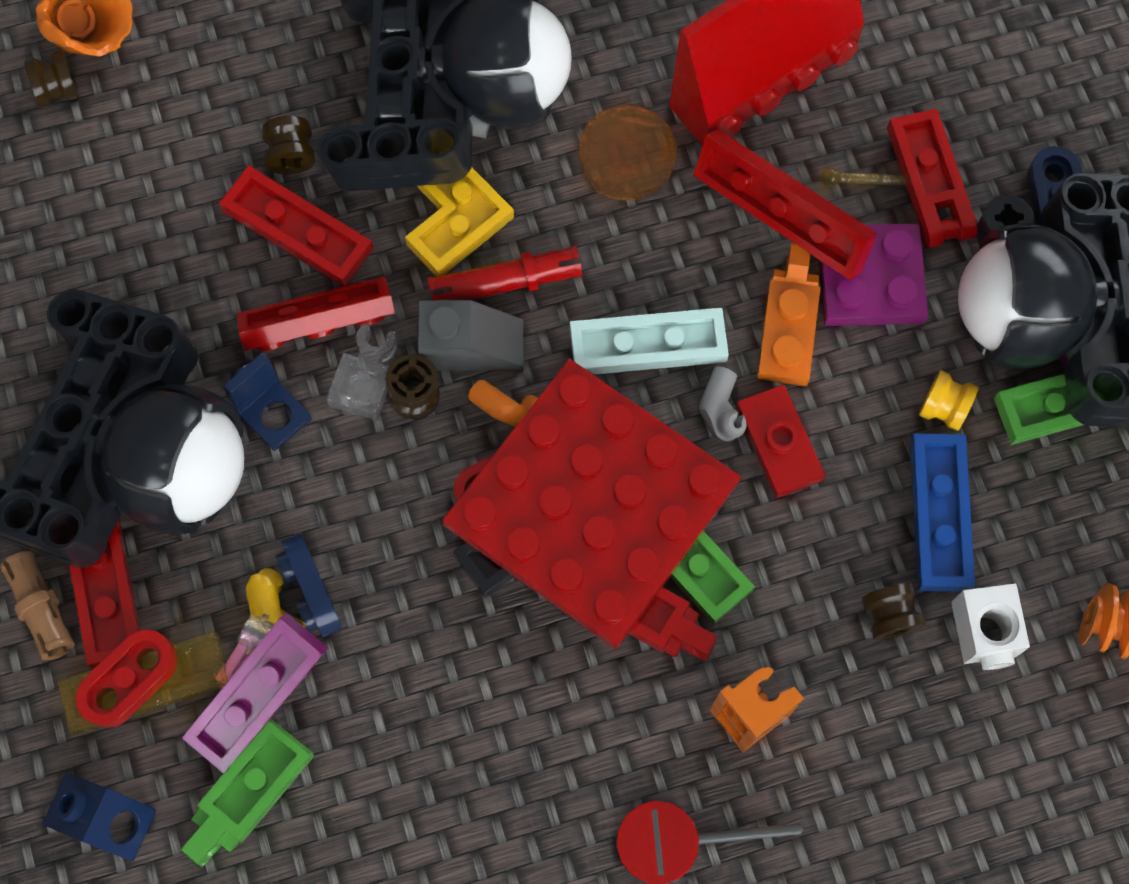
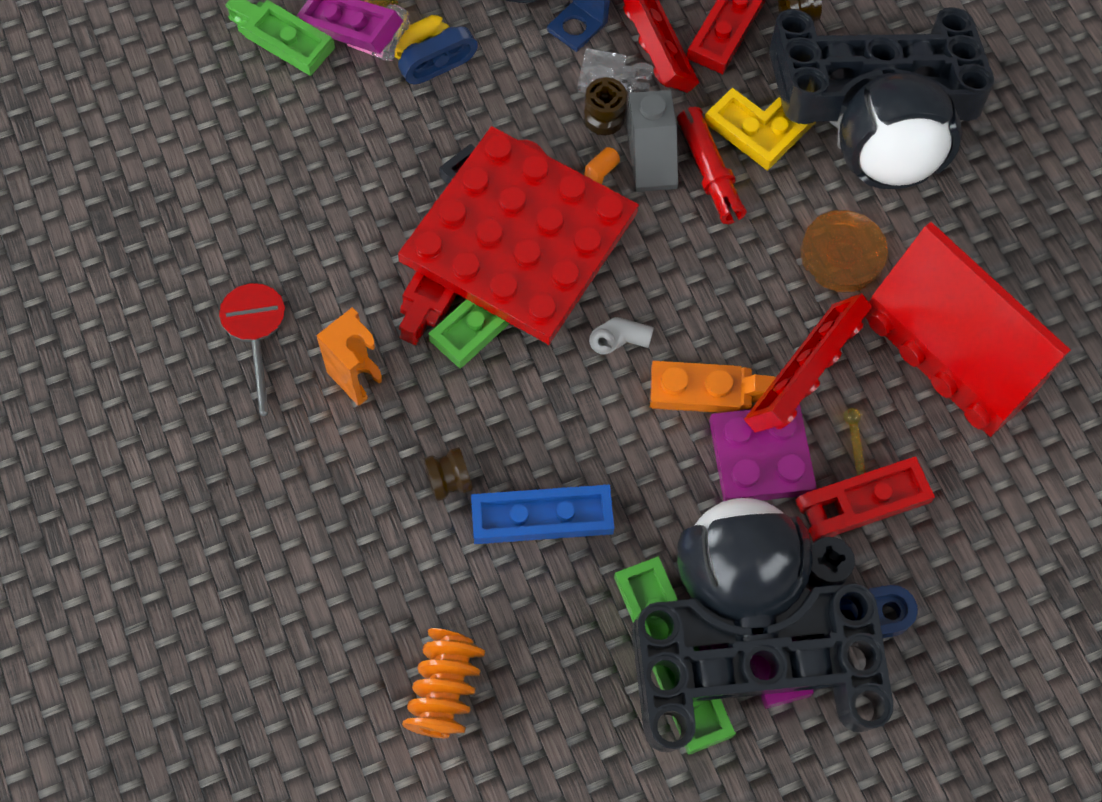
camera: 85 degrees right, 5 degrees down
(649, 341) = (669, 274): light aqua plate -> none
(780, 441) = (594, 384): red plate -> none
(948, 401) = (645, 515): yellow wheel -> none
(1003, 607) = (448, 535): white brick -> none

